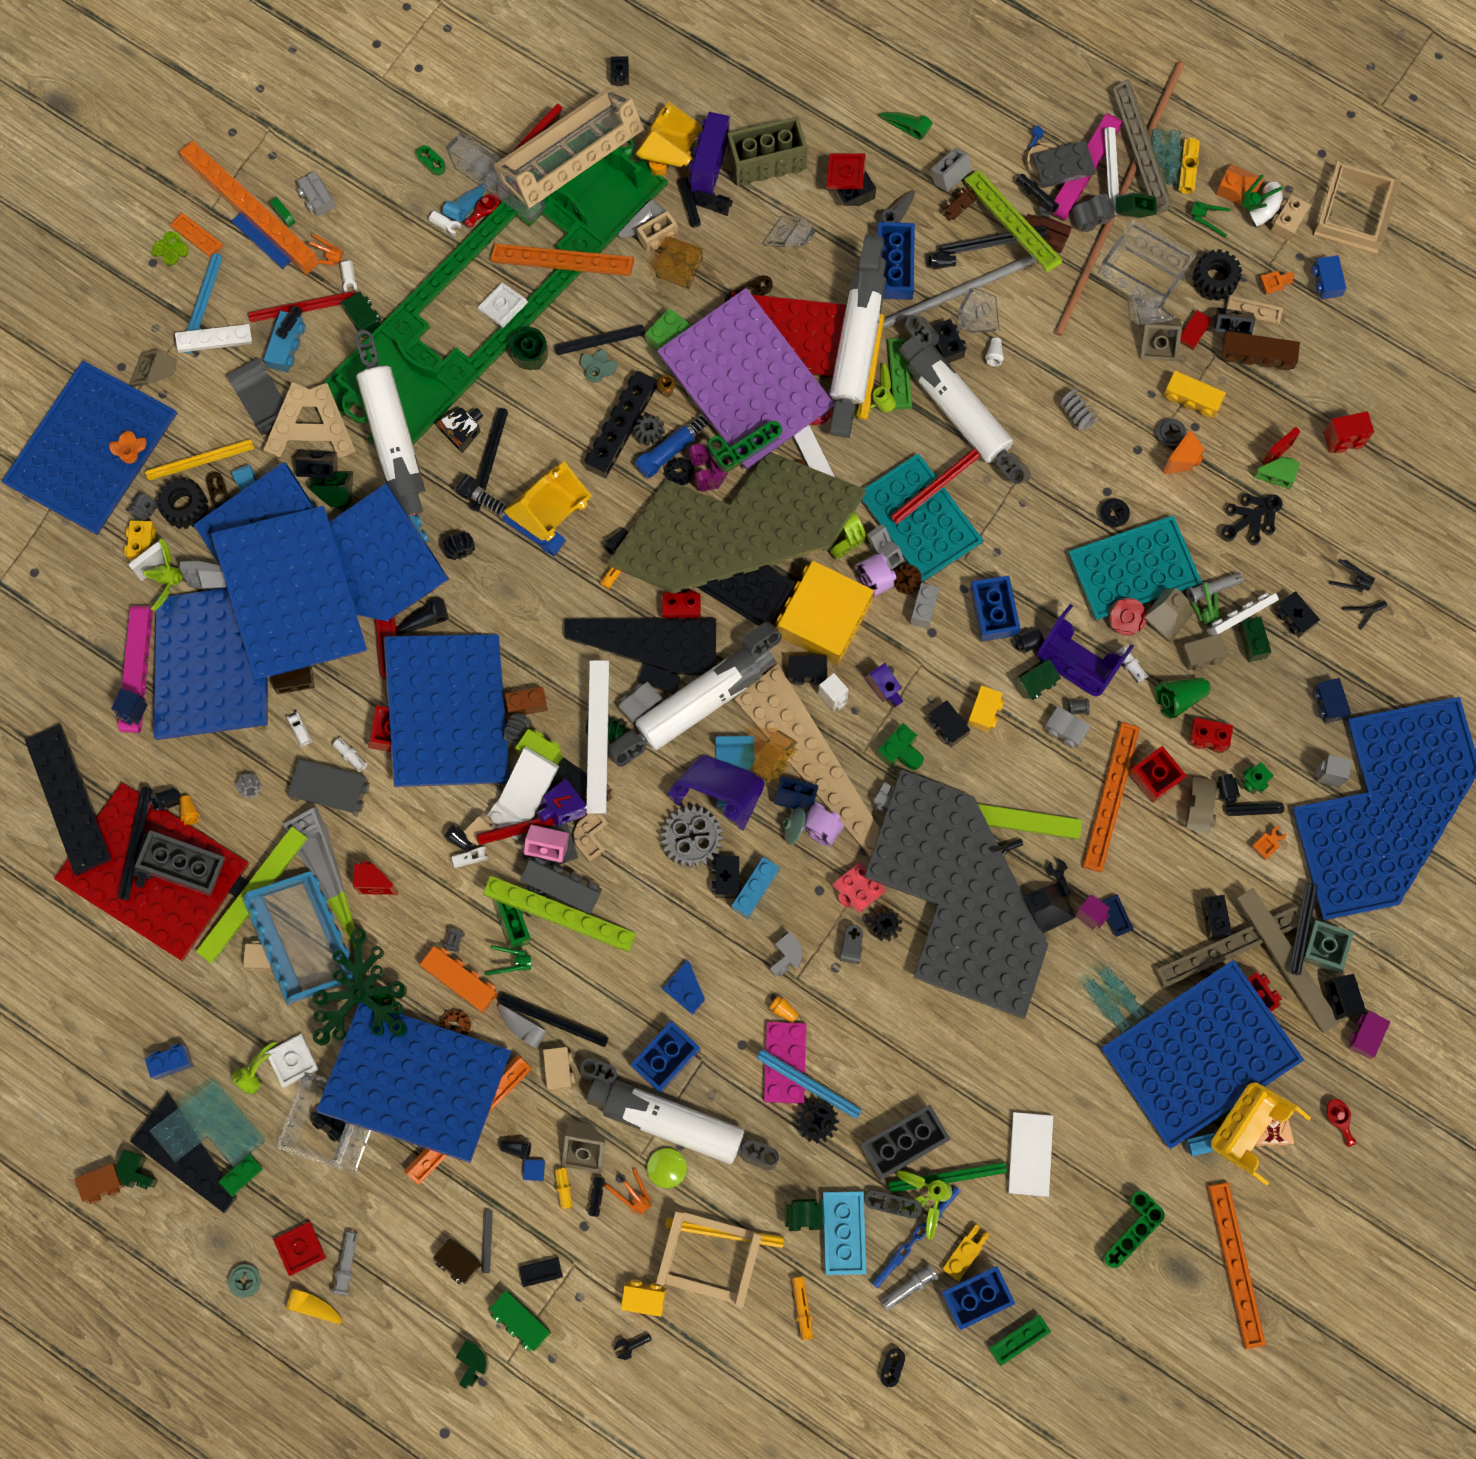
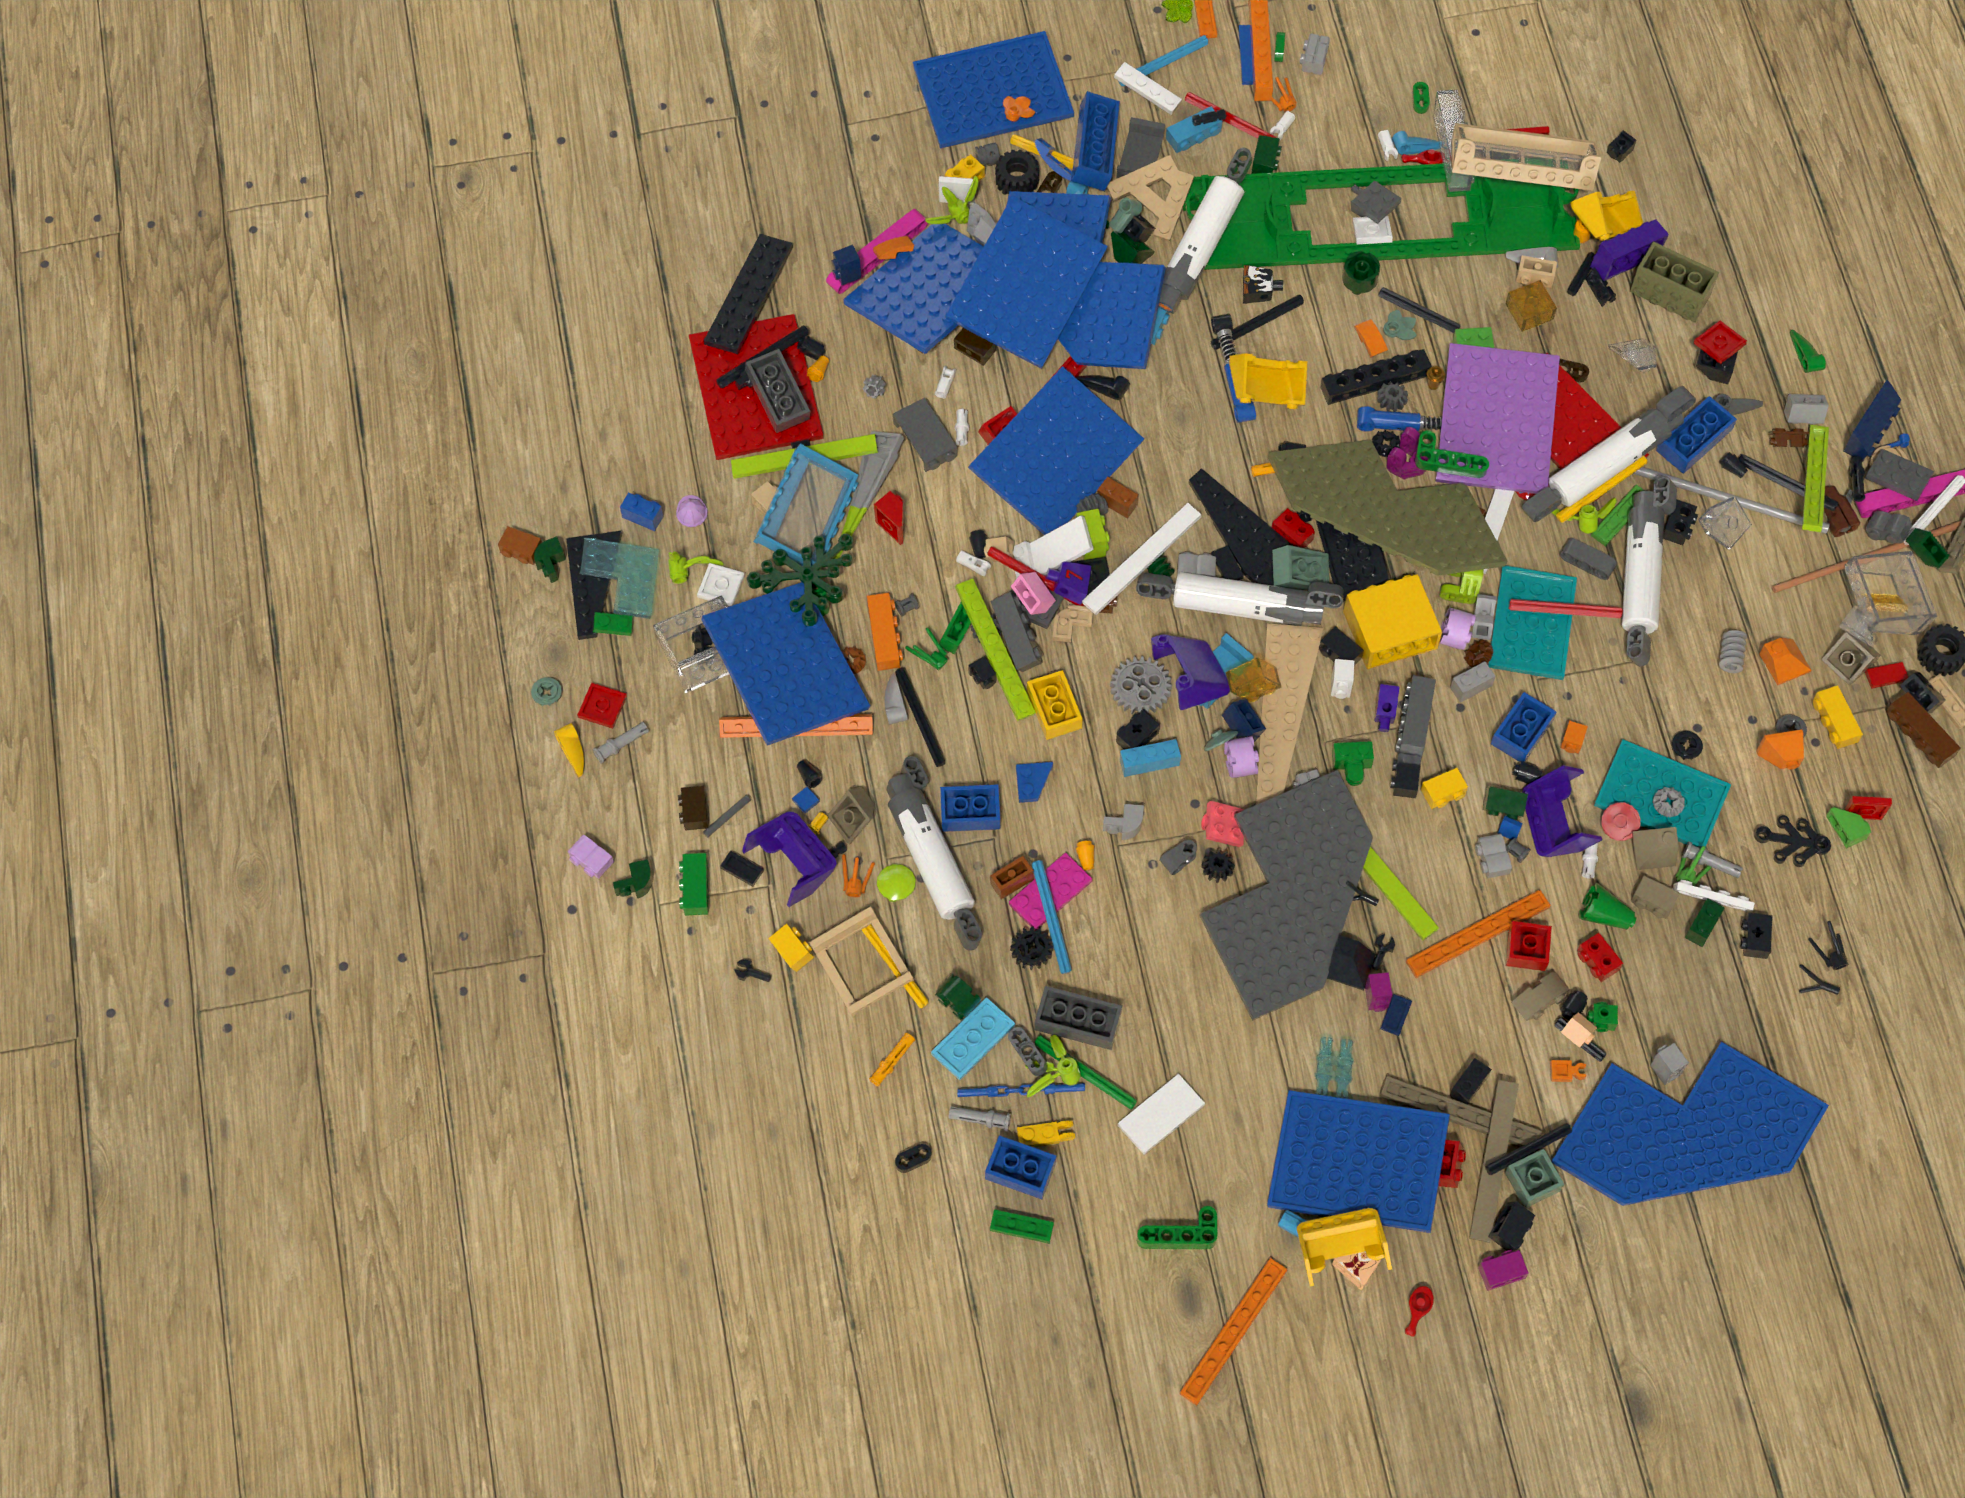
camera: 45 degrees right, 10 degrees down
(147, 658) = (889, 248): none -> orange slope
(153, 367) = (1088, 73): dark tan slope -> none
(206, 1022) = (691, 511): none -> lavender piece
(211, 468) = (1045, 151): none -> blue slope
(220, 421) = (1095, 141): none -> blue brick
(306, 464) = (1127, 209): none -> sand green piece
(418, 1379) = (590, 856): none -> lavender brick
(458, 545) = (1176, 357): black gear -> none
(482, 280) = (1374, 201): none -> dark grey plate
(558, 1069) = (889, 750): tan brick -> none
(562, 259) = (1447, 234): orange tile -> none
(567, 940) = (982, 673): none -> black brick
(574, 1213) = (801, 847): none -> dark purple windscreen
(586, 394) = (1371, 337): none -> orange slope
(646, 915) = (1054, 705): none -> yellow brick
(719, 633) = (1299, 567): none -> sand green slope
(750, 1081) = (1012, 877): none -> dark orange brick
(911, 430) = (1588, 559): none -> dark grey beam
(915, 674) = (1415, 716): none -> dark grey brick
(995, 353) = (1707, 561): white cone -> none
(1006, 138) = (1874, 422): none -> dark blue slope
(1034, 581) = (1573, 737): none -> orange brick
(1058, 695) = (1510, 828): none -> blue tile
(1118, 383) = (1784, 660): none -> orange slope
(1149, 578) = (1664, 808): none -> light grey gear
(1150, 272) = (1889, 603): none -> clear yellow tile
(1253, 805) = (1579, 1030): none -> light nougat brick
(1331, 700) = (1721, 1017): dark blue brick -> none
(1348, 432) = (1934, 843): red brick -> none

